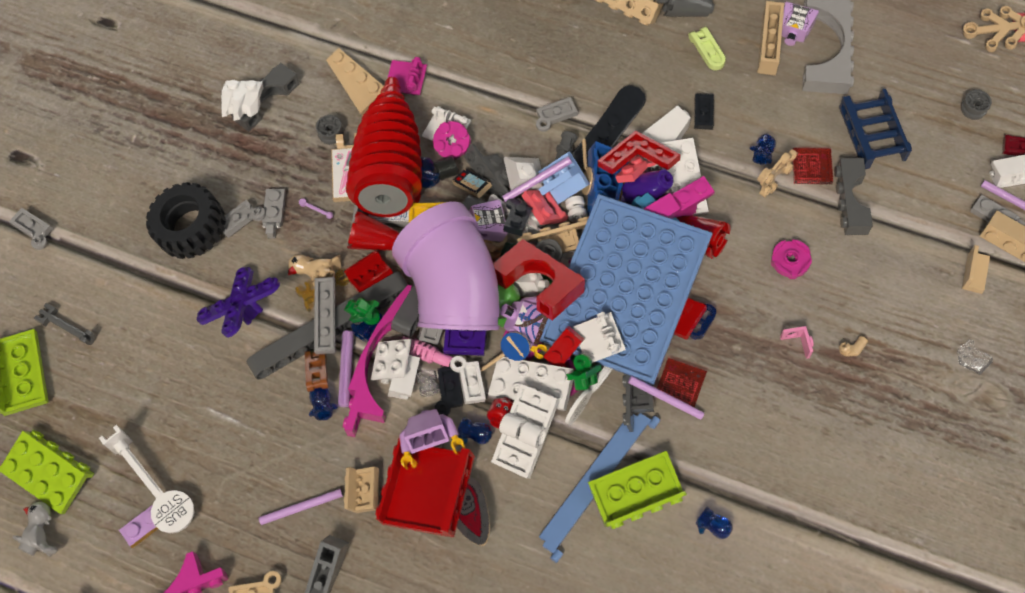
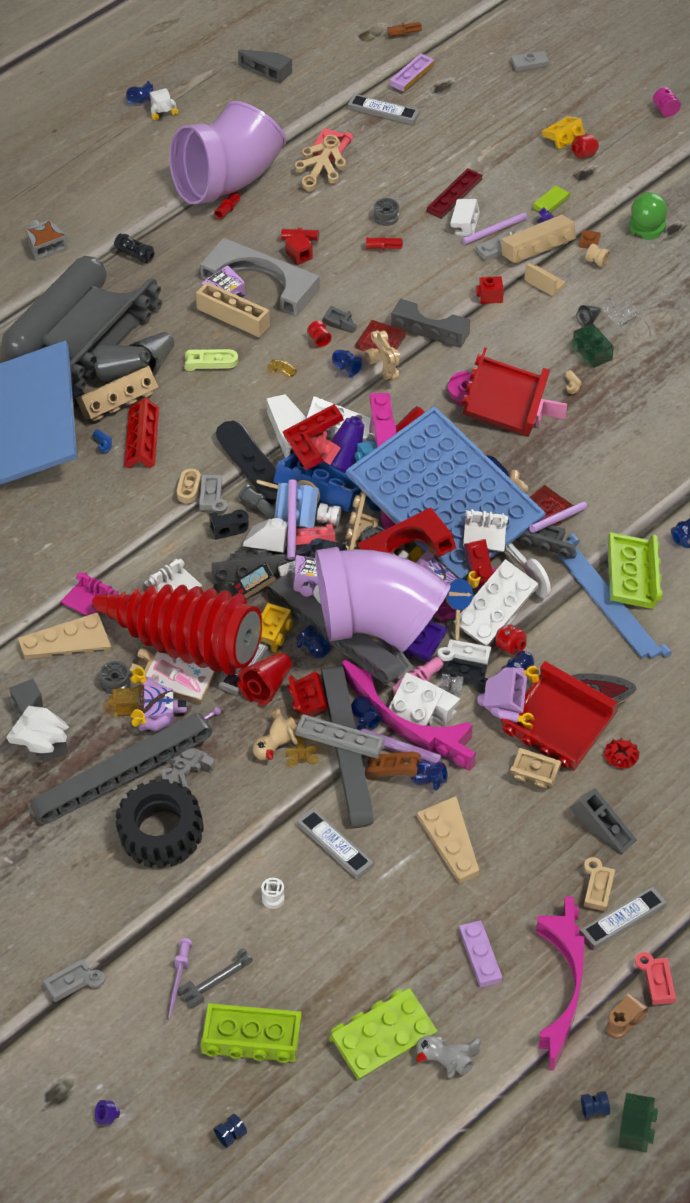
camera: 70 degrees left, 15 degrees down
(70, 293) = (180, 962): none -> lavender sword
(155, 331) = (272, 893): none -> white wheel
(170, 510) = (481, 926): white piece -> none
(225, 361) = (335, 843): none -> tile
(237, 172) = (120, 768): none -> dark grey beam
(241, 303) = (285, 802): dark purple piece -> none
(272, 441) = (449, 835): none -> tan wing
(300, 506) = (527, 826): lavender bar -> none
(307, 147) = (124, 701): none -> clear yellow window
(309, 169) = (155, 704): none -> torso
(363, 311) = (359, 696): green hips -> none
(416, 569) = (620, 760): none -> red gear
(447, 130) = (196, 569): dark pink plate -> none
(524, 430) = (543, 621): white plate -> none
(527, 139) = (228, 524): none -> black leg
(555, 92) = (188, 485): none -> tan plate
(574, 16) = (105, 441): none -> blue arm
(584, 374) = (513, 552): green hips -> none
(595, 37) = (145, 433): none -> red fence
(694, 346) = (514, 476): none -> tan arm
(704, 111) = (277, 386): black plate -> none
(731, 98) = (283, 365): none -> clear yellow arm
(786, 114) = (319, 333): none -> red wheel
(798, 291) = (504, 395): none -> red panel
(816, 122) = (339, 319): none -> dark grey slope
(861, 139) = (367, 295): dark blue fence -> none
(881, 56) = (299, 248): none -> red brick
(900, 50) = (313, 235): none -> red pin
(911, 347) = (592, 345): none -> clear green brick
(929, 229) = (490, 290): none -> red brick
(933, 118) = (384, 243): none -> red axle
(951, 327) = (588, 314): none -> piece

